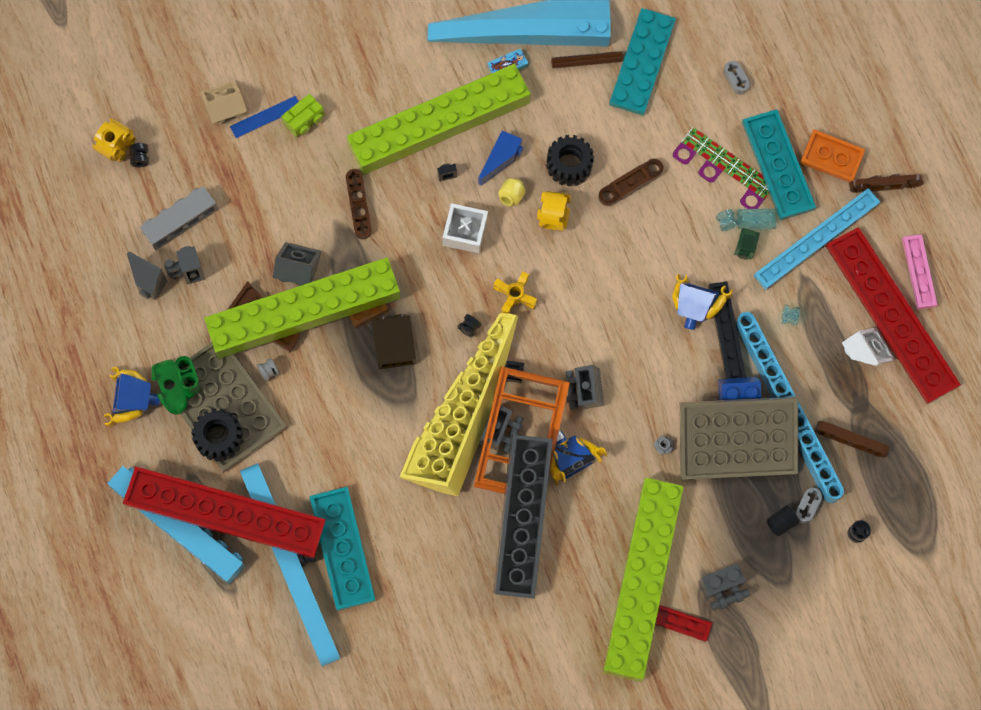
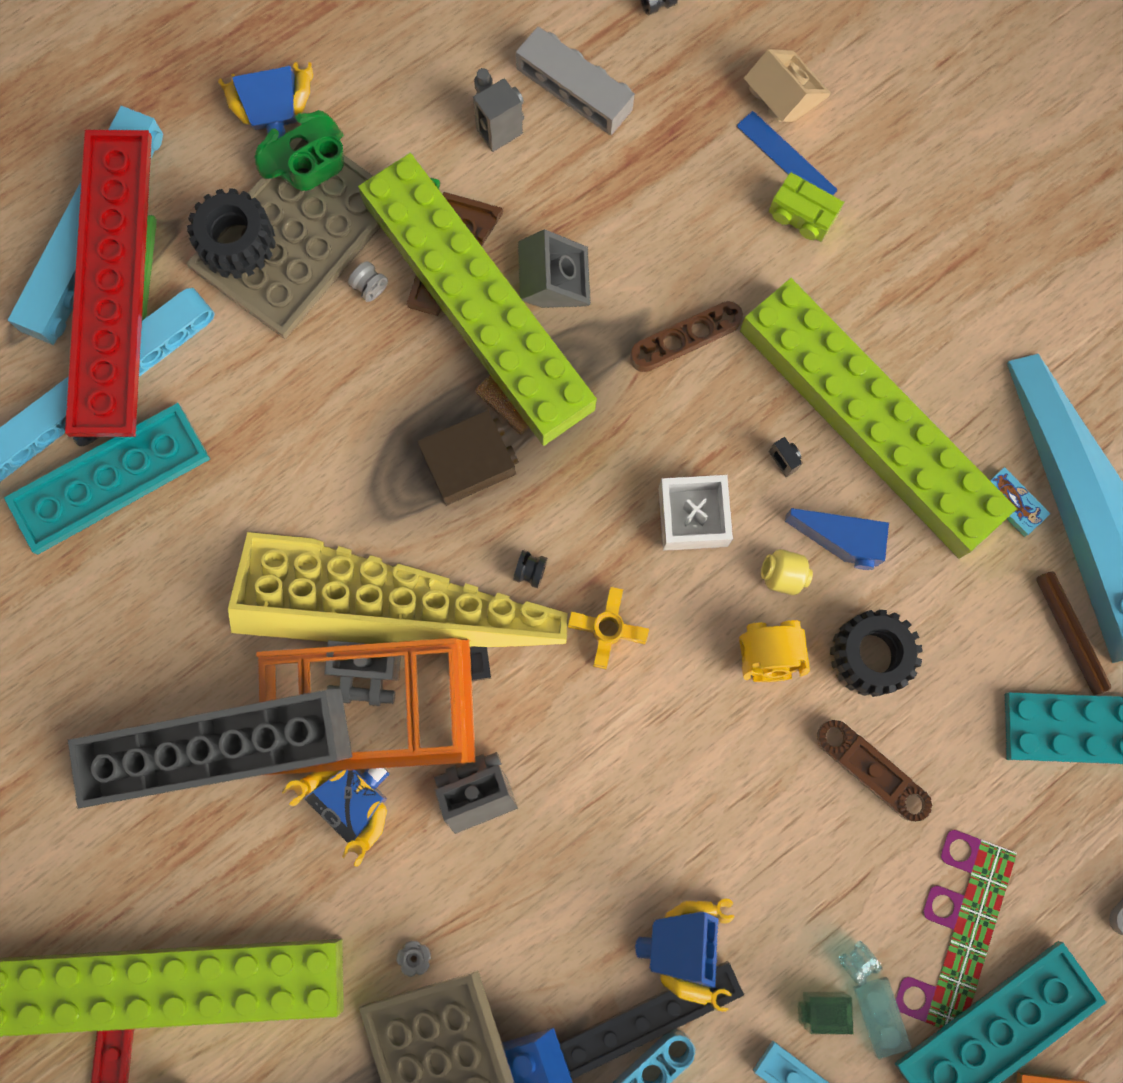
camera: 75 degrees right, 5 degrees up
(147, 277) = (462, 59): dark grey slope -> none

